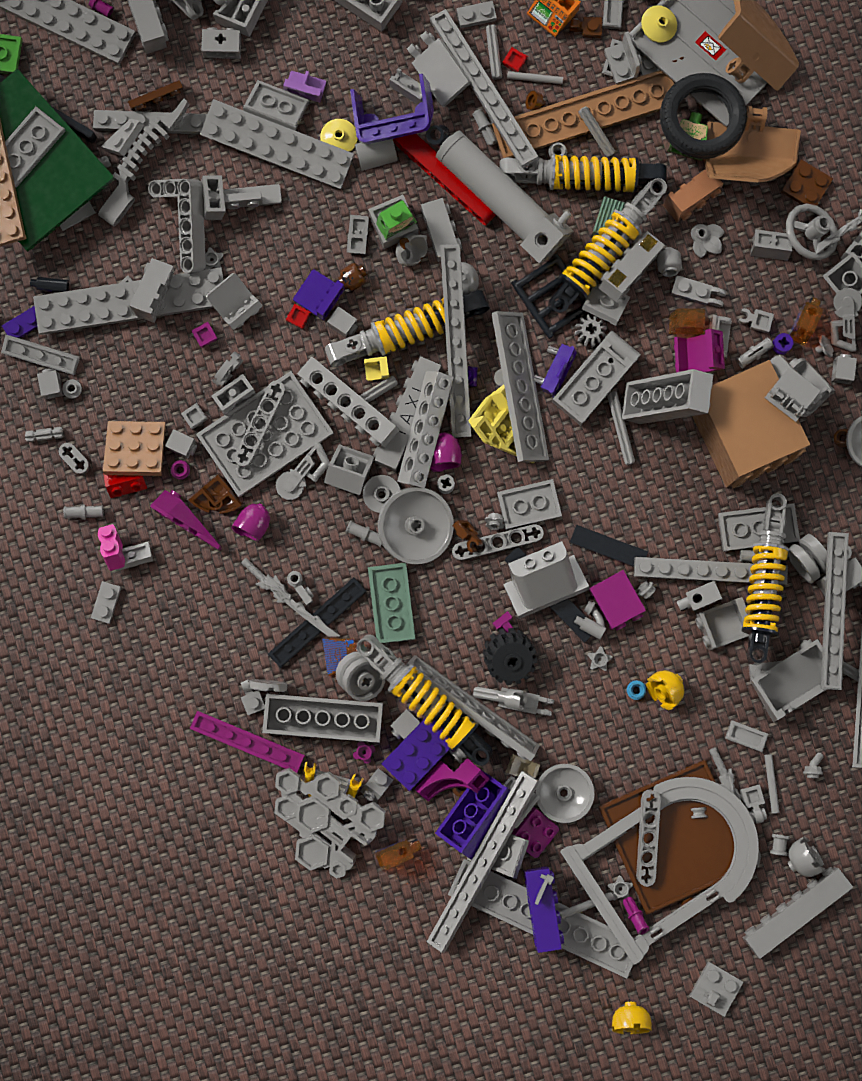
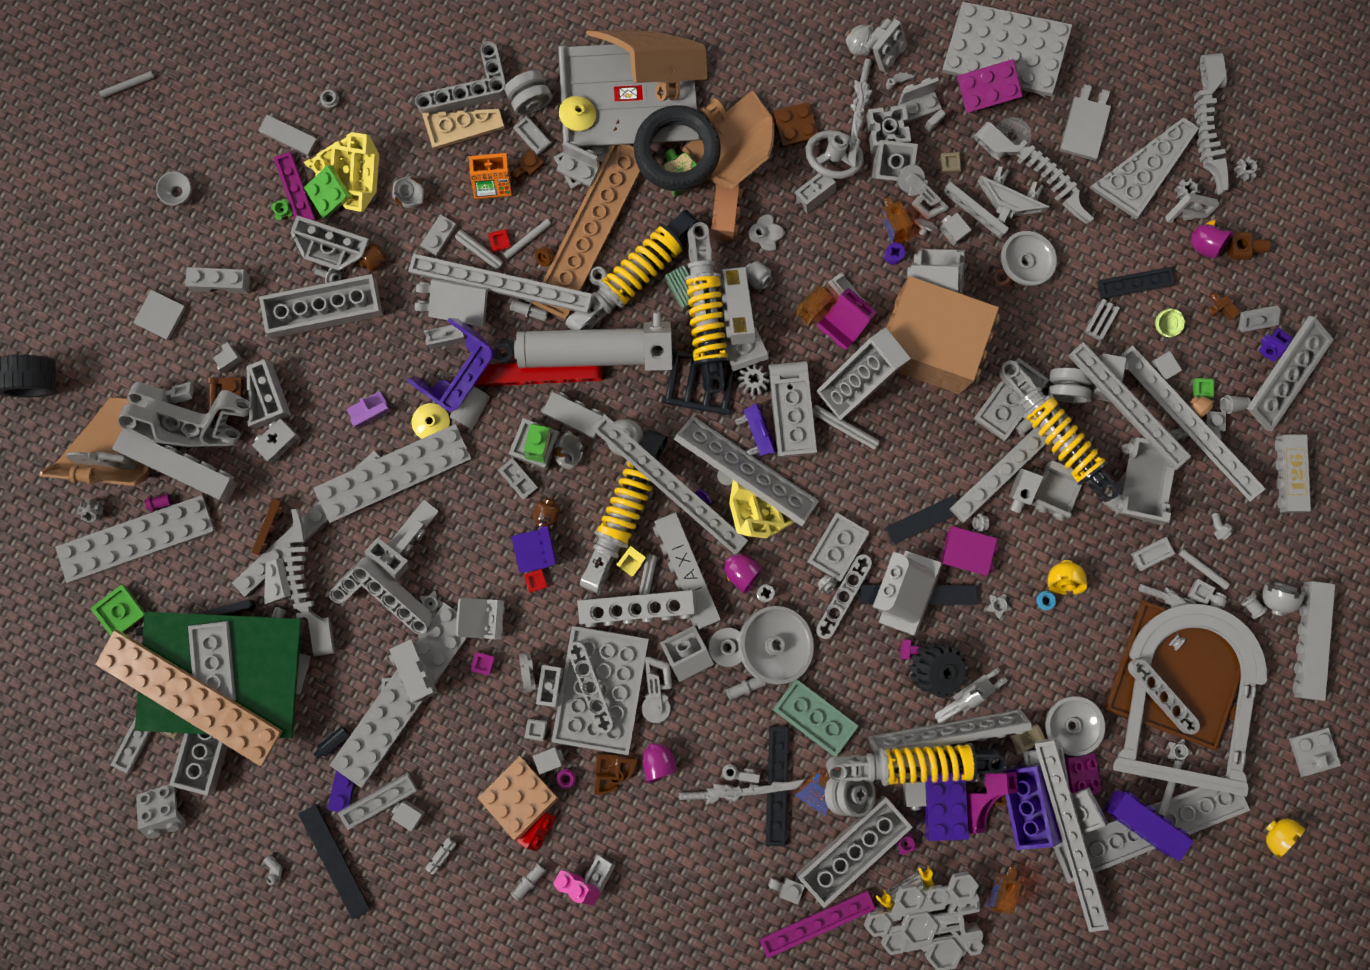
camera: 45 degrees left, 0 degrees up
(74, 394) = (433, 801): light grey plate -> none
(77, 456) = (481, 855): light grey beam -> none
(106, 602) = (612, 930): light grey plate -> none
(175, 510) = (595, 811): magenta wedge -> none
(264, 685) = (789, 870): light grey tile -> none
(276, 105) = (362, 445): light grey tile -> none
(343, 322) = (573, 553): light grey brick -> none
(376, 786) = (939, 858): light grey bracket -> none
(425, 429) = (713, 570): light grey brick -> none
(467, 532) = (816, 612): reddish brown plate -> none
(547, 880) = (1134, 802): light grey piece -> none
(589, 626) = (969, 590): light grey plant -> none
(596, 131) = (612, 234): light grey axle -> none
(635, 916) = (1211, 760): magenta axle -> none
(697, 291) = (797, 276): light grey hinge -> none
(744, 359) = (884, 266): light grey pin -> none
(759, 321) = (862, 253): light grey plate -> none
(792, 394) = (951, 284): light grey hinge -> none

